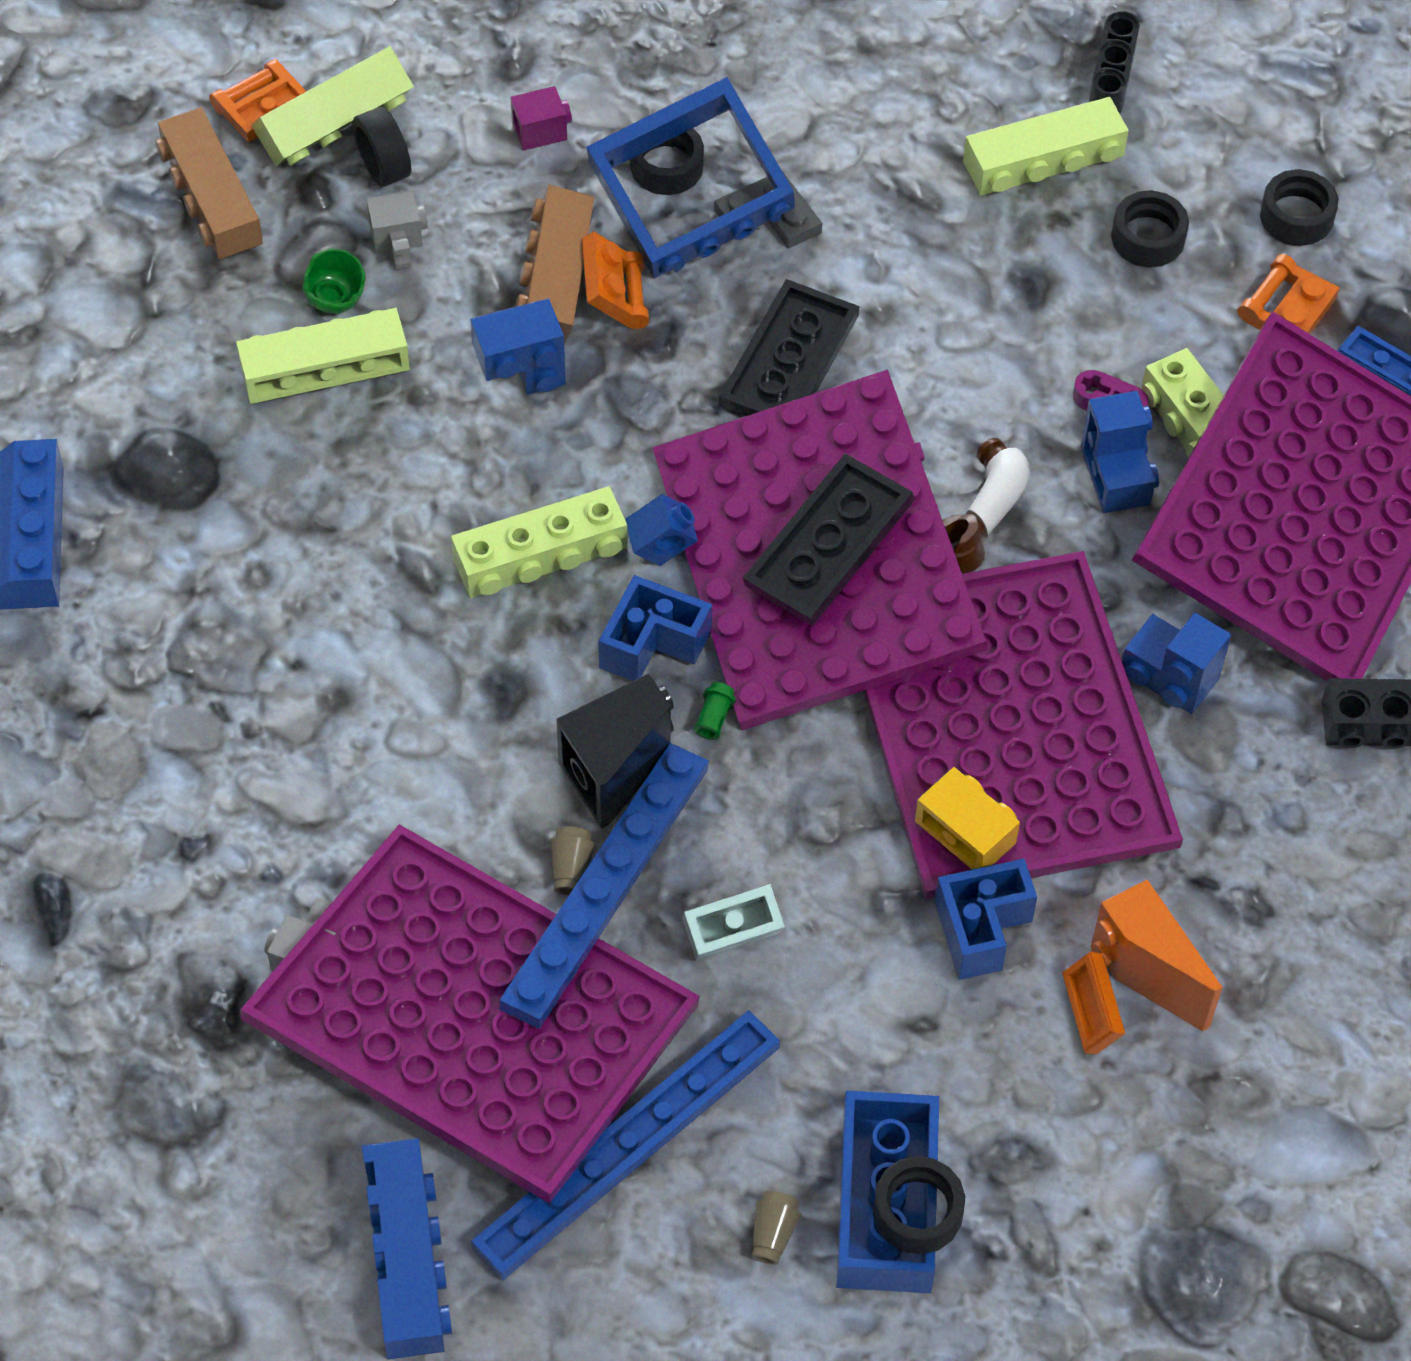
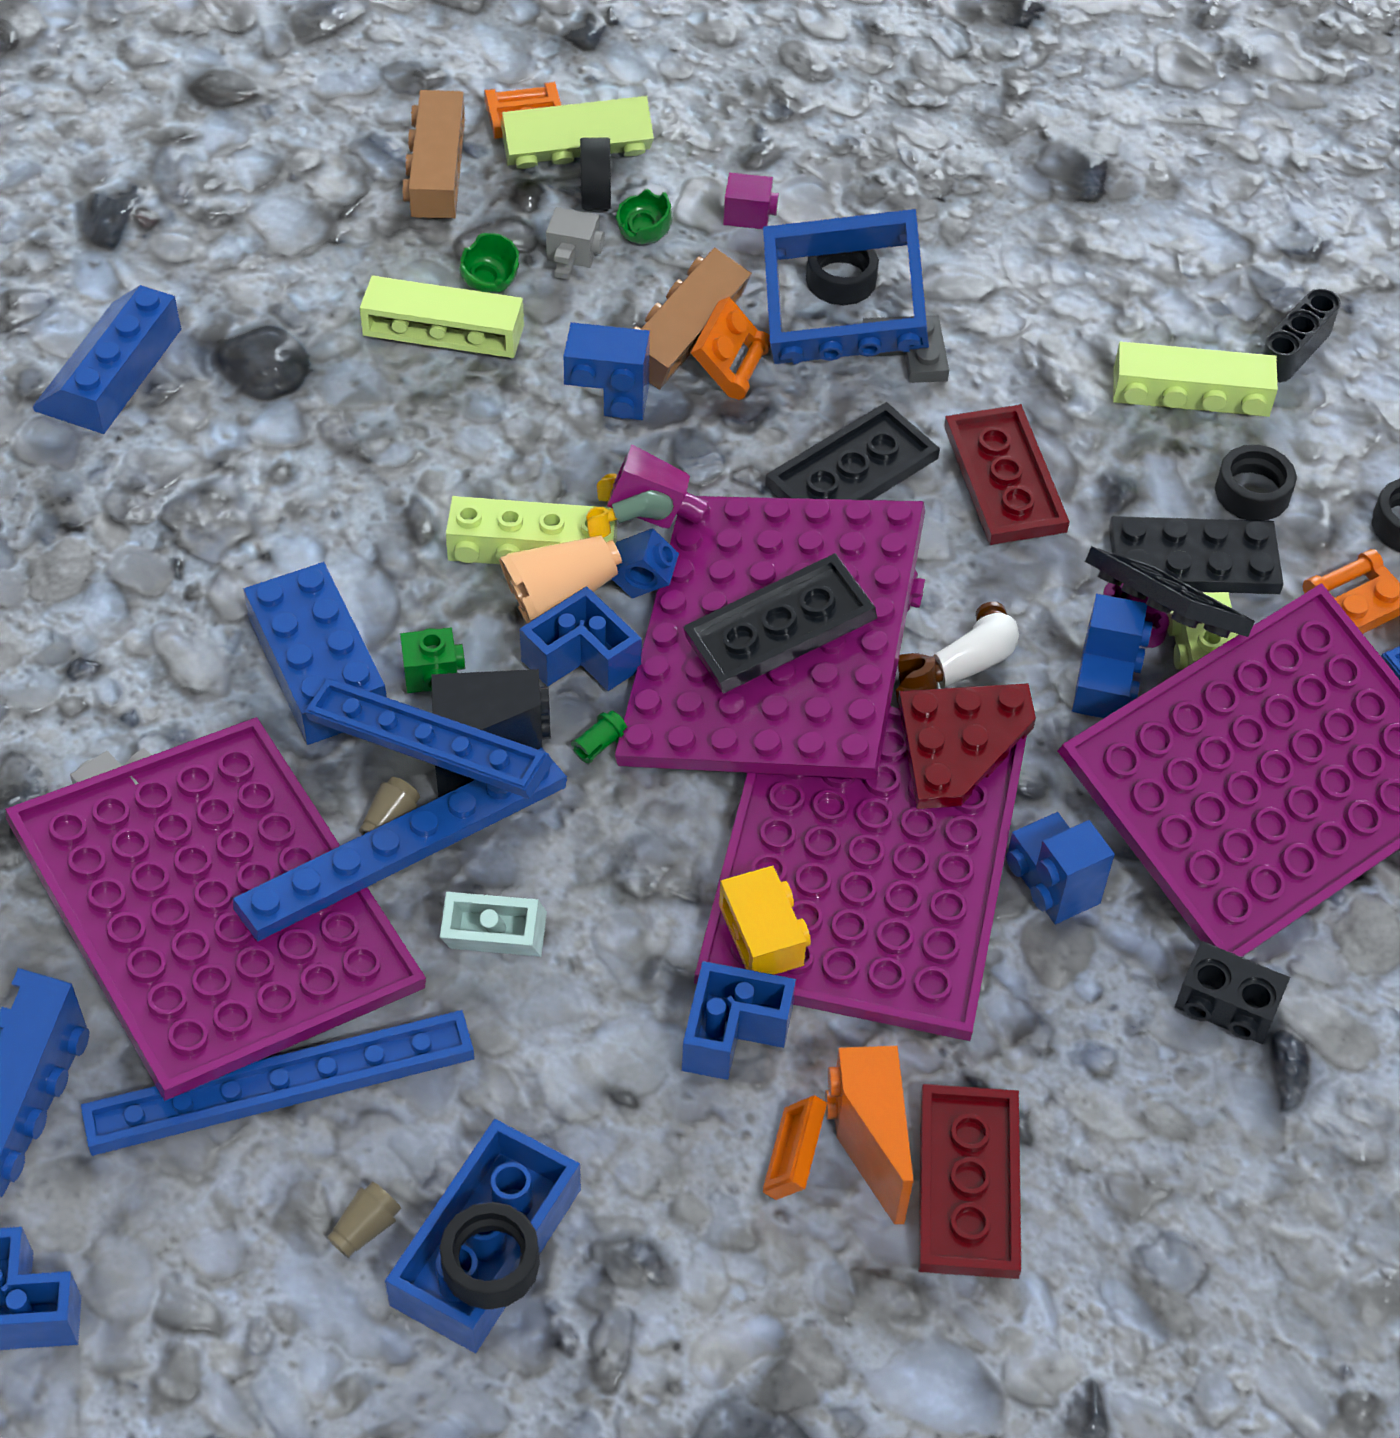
camera: 25 degrees right, 5 degrees down
(413, 739) = (309, 639): none -> blue brick
(451, 173) = (645, 217): none -> green hair
(525, 703) = (427, 654): none -> green brick
(591, 779) = (429, 737): none -> blue tile
(596, 576) = (557, 571): none -> light nougat cone
(628, 460) = (646, 491): none -> magenta torso
(929, 308) = (1006, 474): none -> dark red plate
(1031, 579) = (961, 737): none -> dark red plate
(1132, 319) = (1204, 552): none -> black plate
(1149, 372) = (1168, 594): none -> black plate
(1263, 988) = (969, 1182): none -> dark red plate

